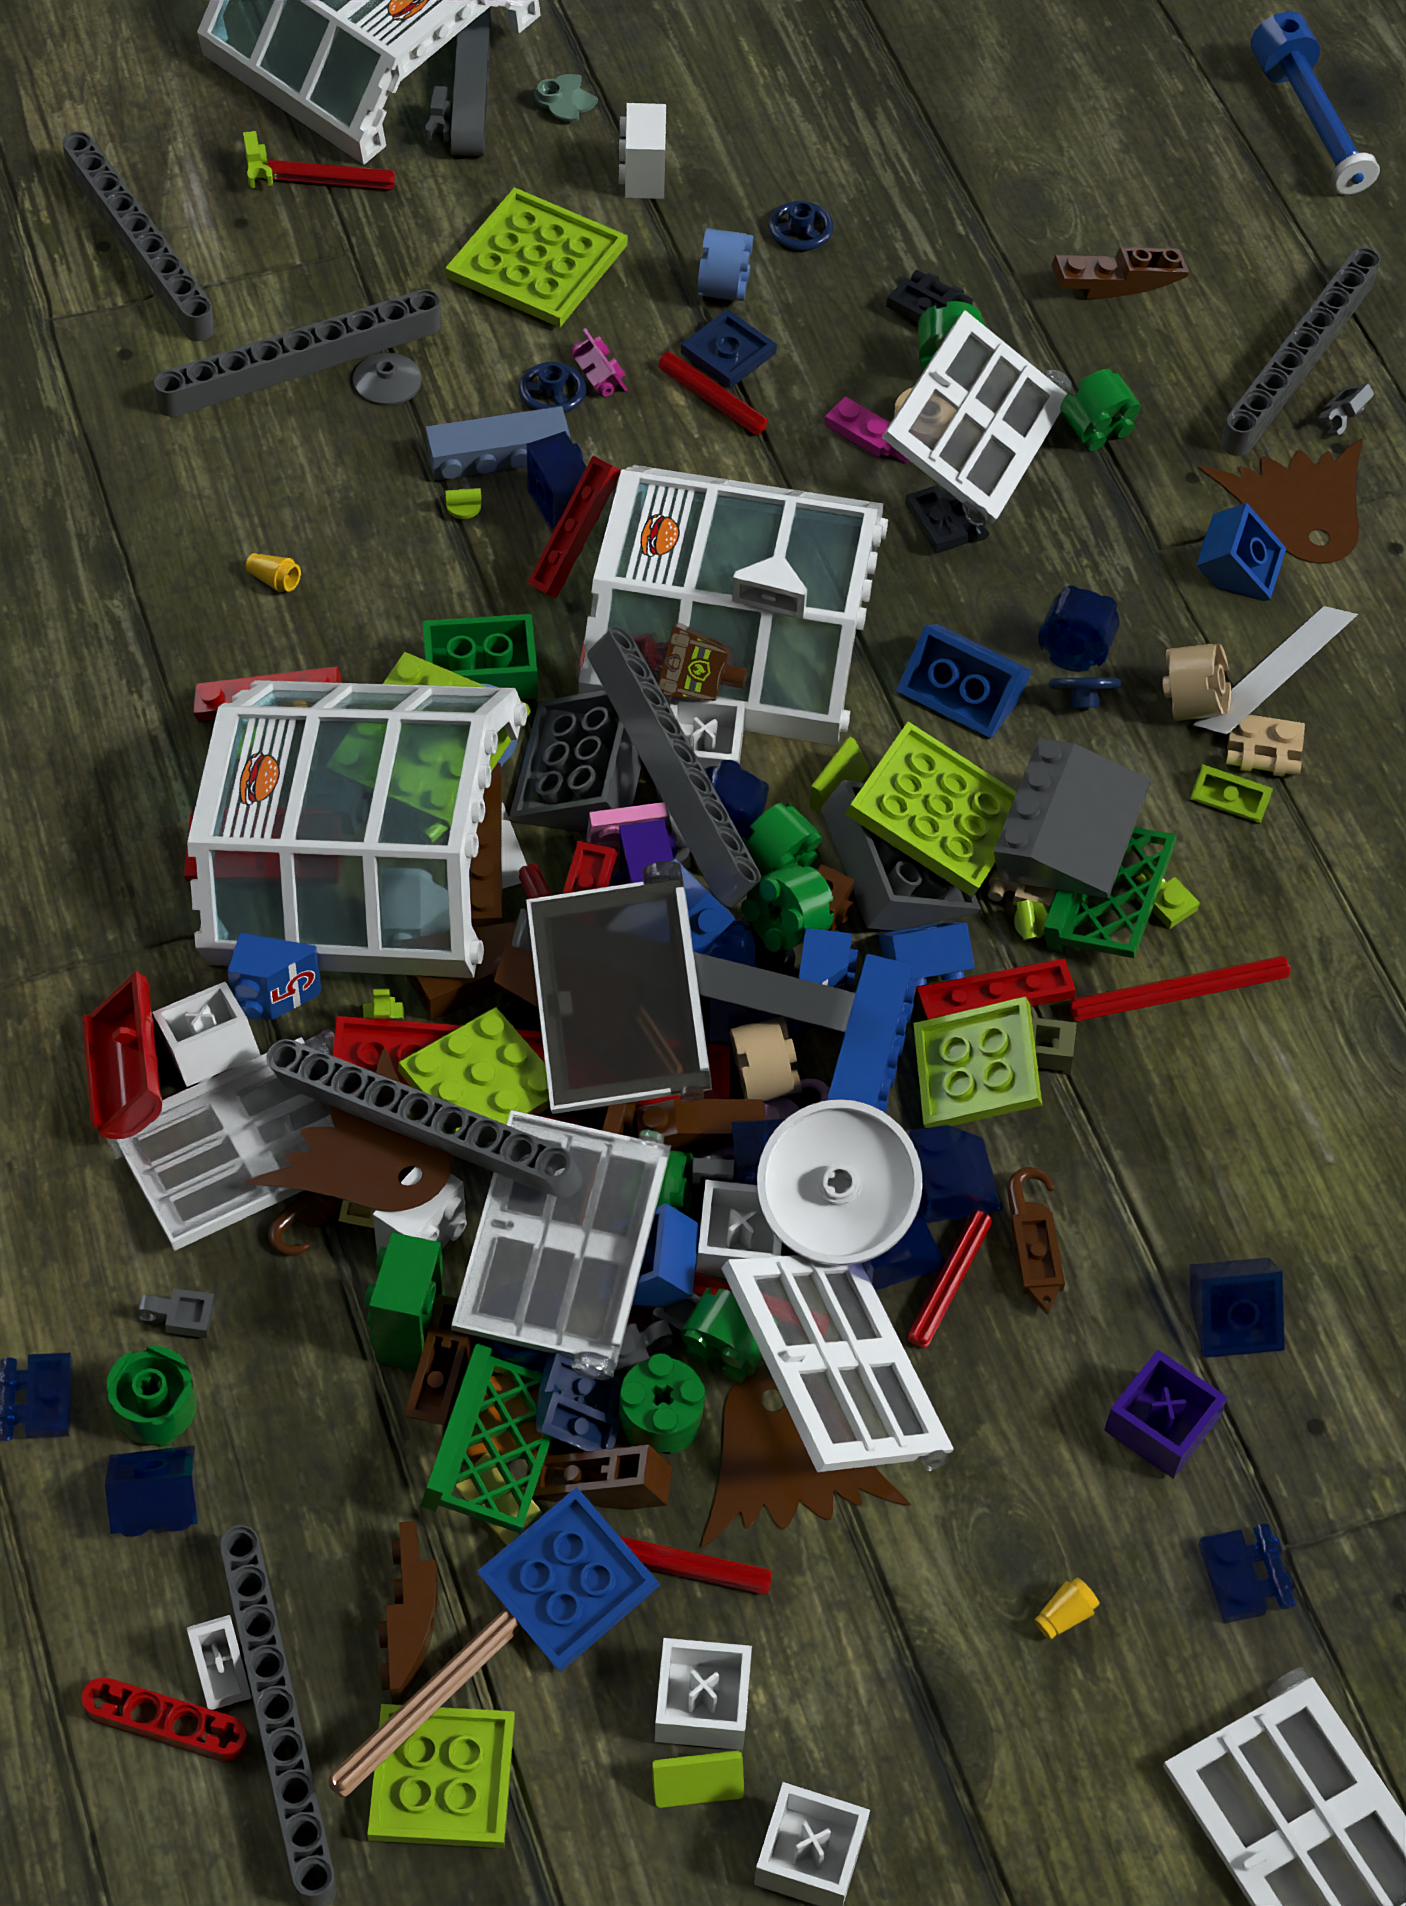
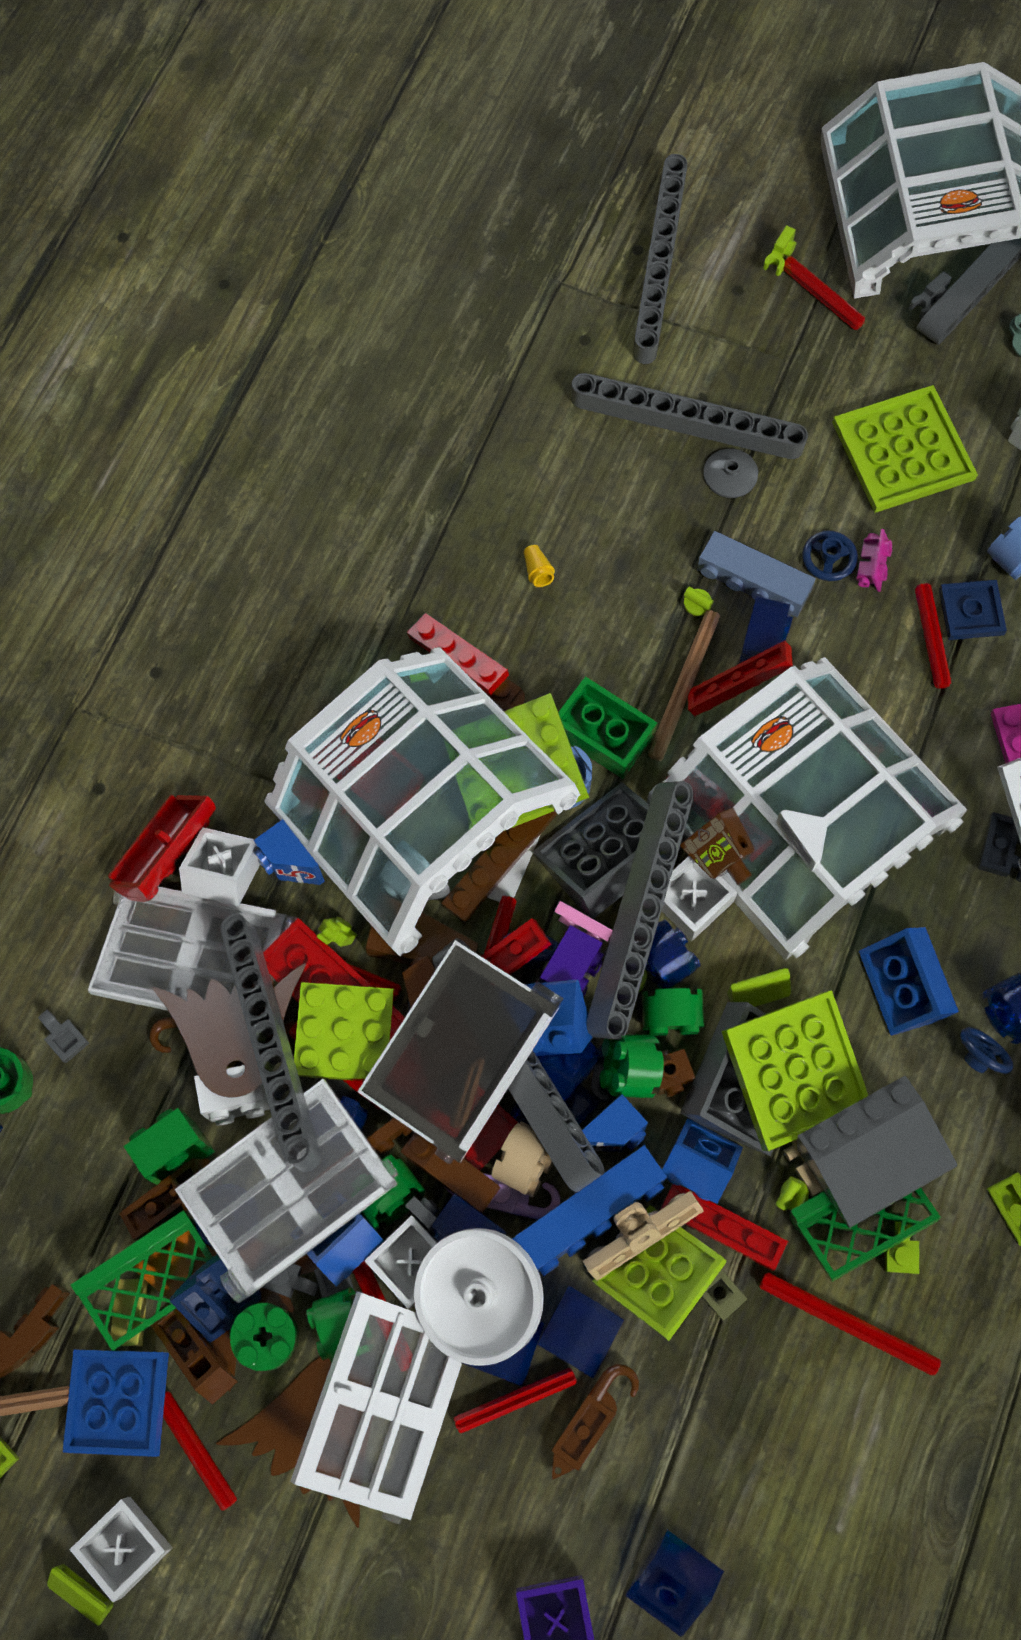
camera: 45 degrees right, 15 degrees up
(519, 579) = (683, 685): none -> medium nougat axle
(931, 1034) = (641, 1231): none -> tan plate

